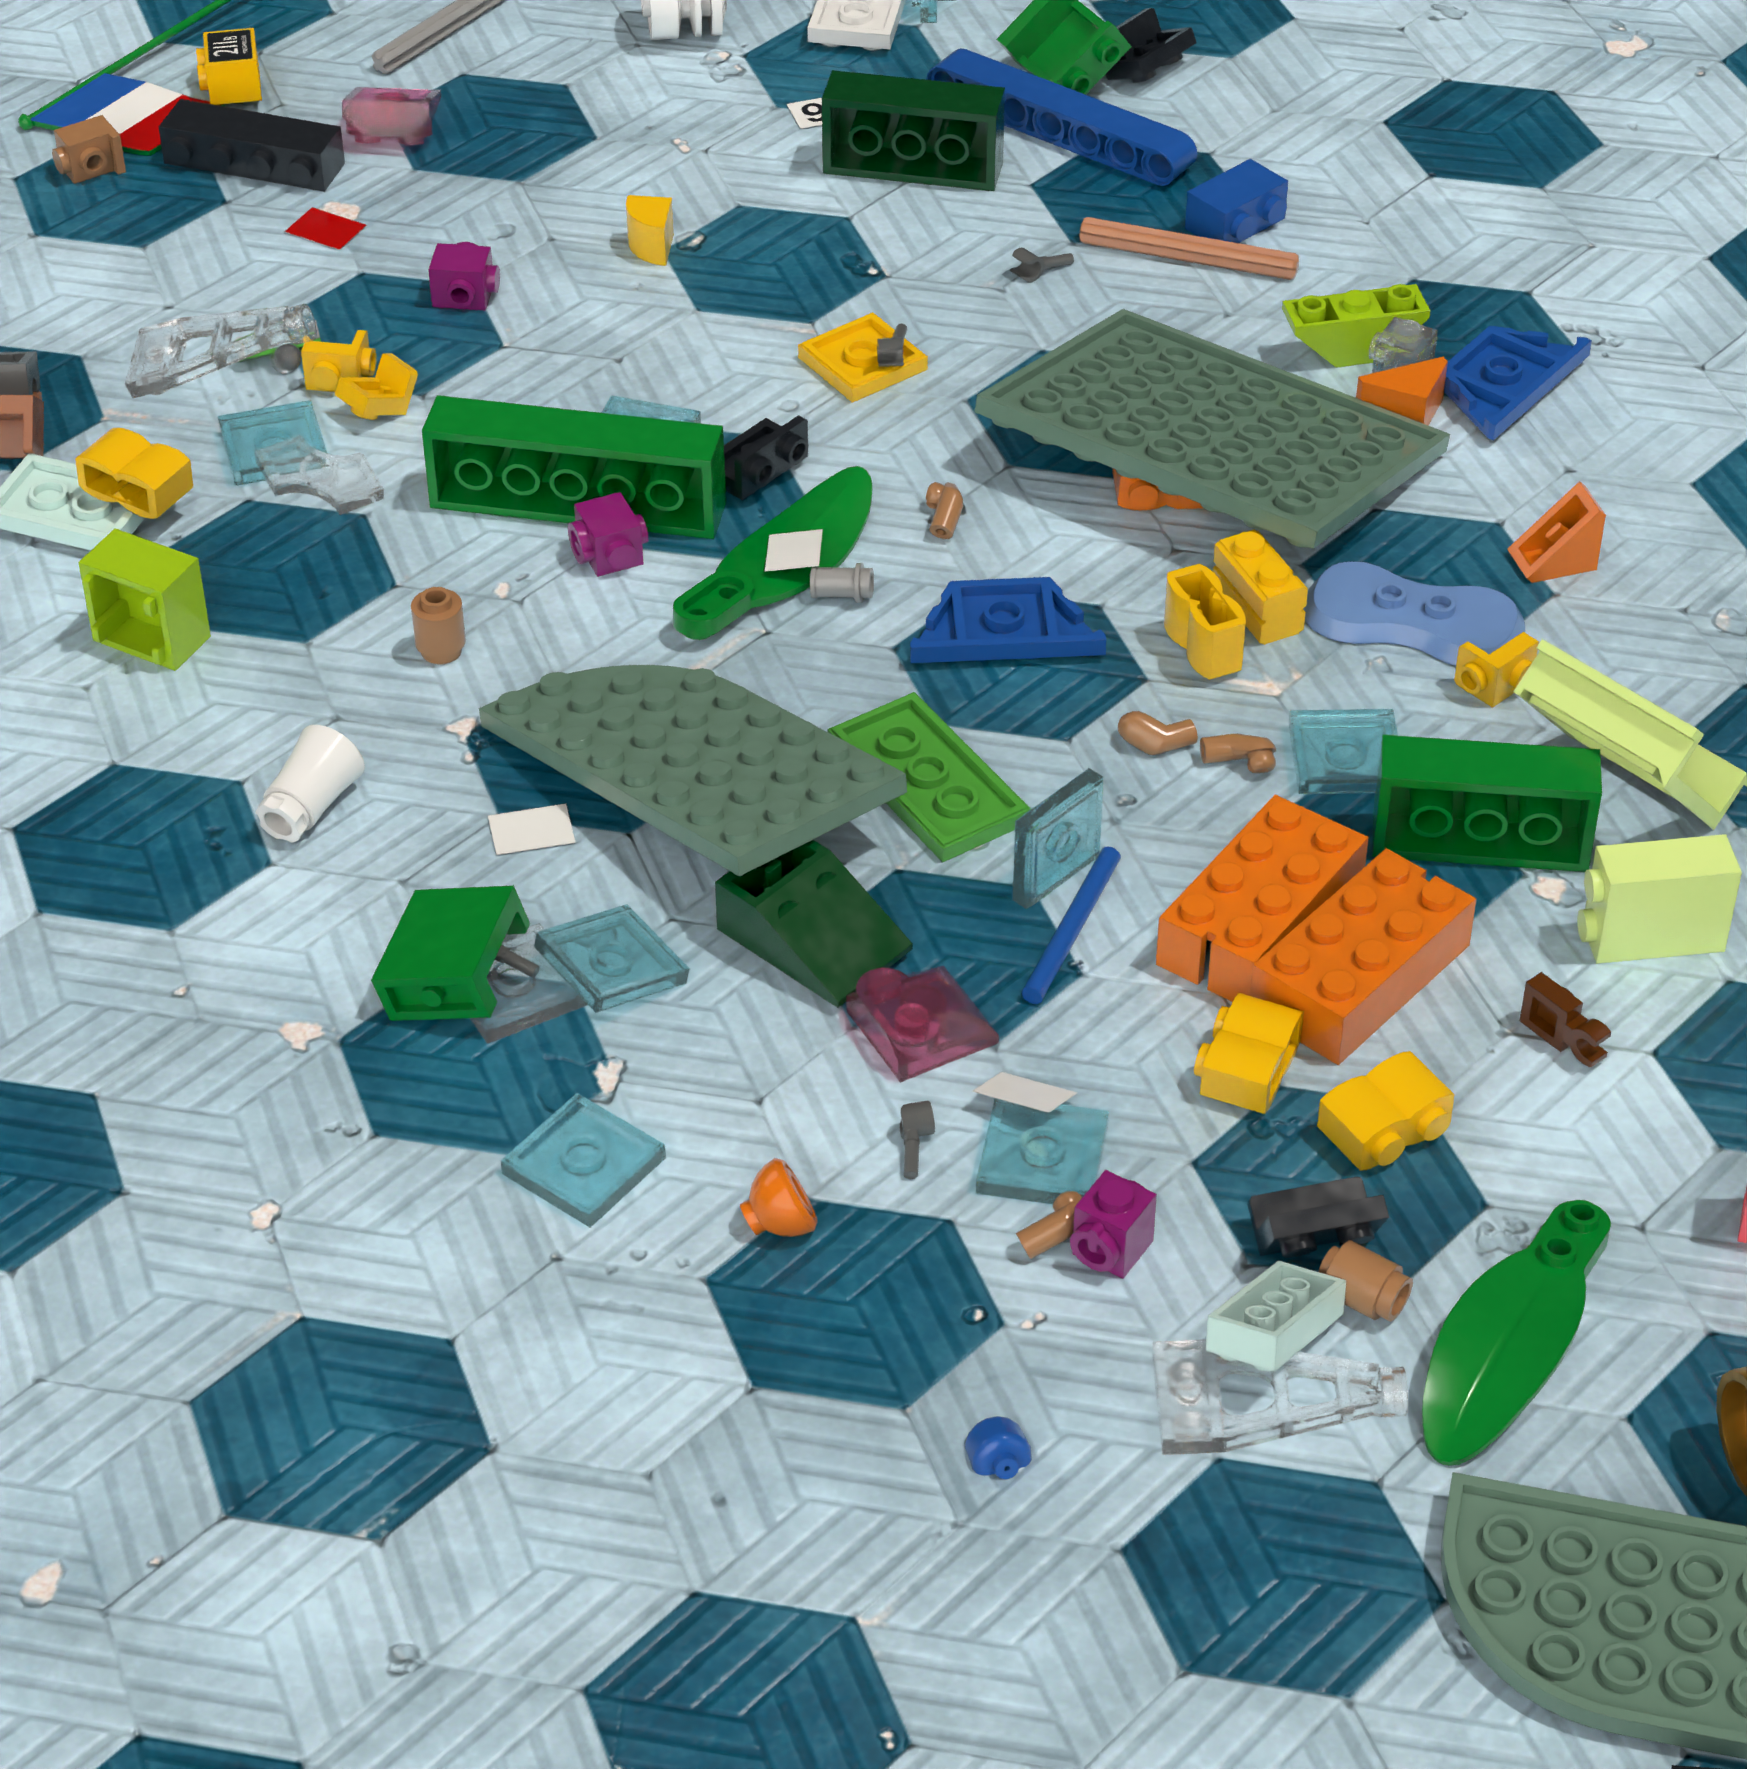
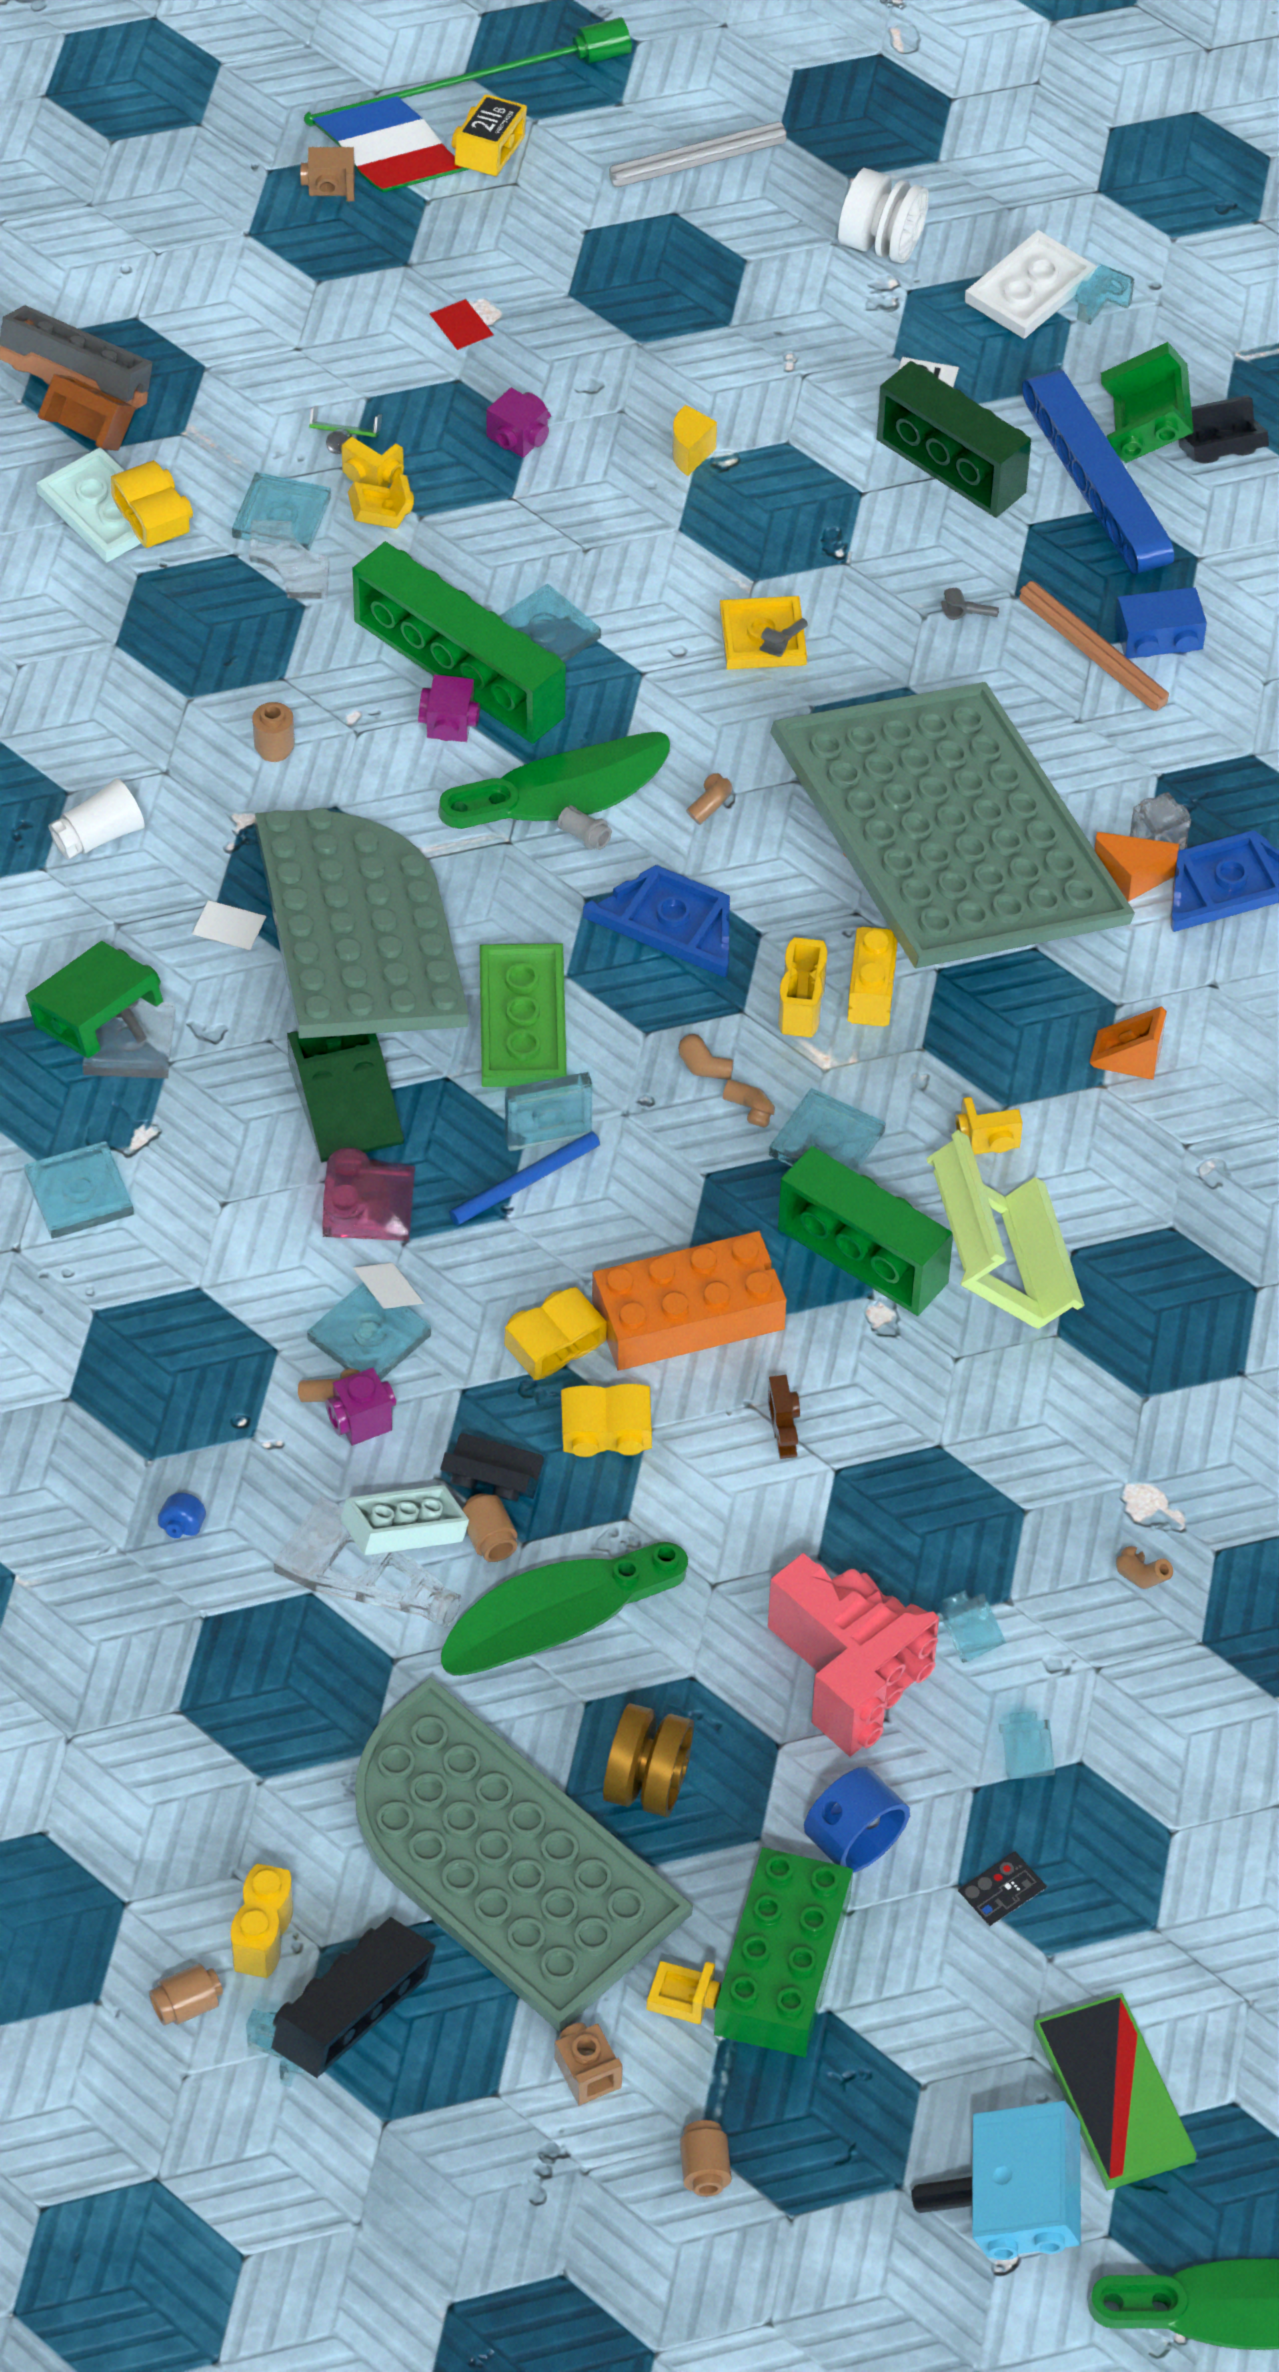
camera: 30 degrees right, 10 degrees up
(145, 599) = (85, 618): lime container -> none
(161, 347) = (258, 388): clear plate -> none
(252, 145) = (454, 221): black brick -> none
(390, 113) = (580, 233): clear pink slope -> none
(611, 958) = (198, 1052): clear light blue tile -> none
(763, 454) = (607, 689): black bracket -> none
(778, 1202) = (171, 1283): orange brick -> none
(793, 550) = (569, 784): white sticker -> none
(916, 1121) = (301, 1269): dark grey hand -> none
(1256, 894) = (655, 1216): orange piece -> none
(1345, 323) = (1132, 774): lime slope -> none
(1375, 606) = (960, 1035): medium blue plate -> none
(1659, 898) = (917, 1362): yellowish green brick -> none

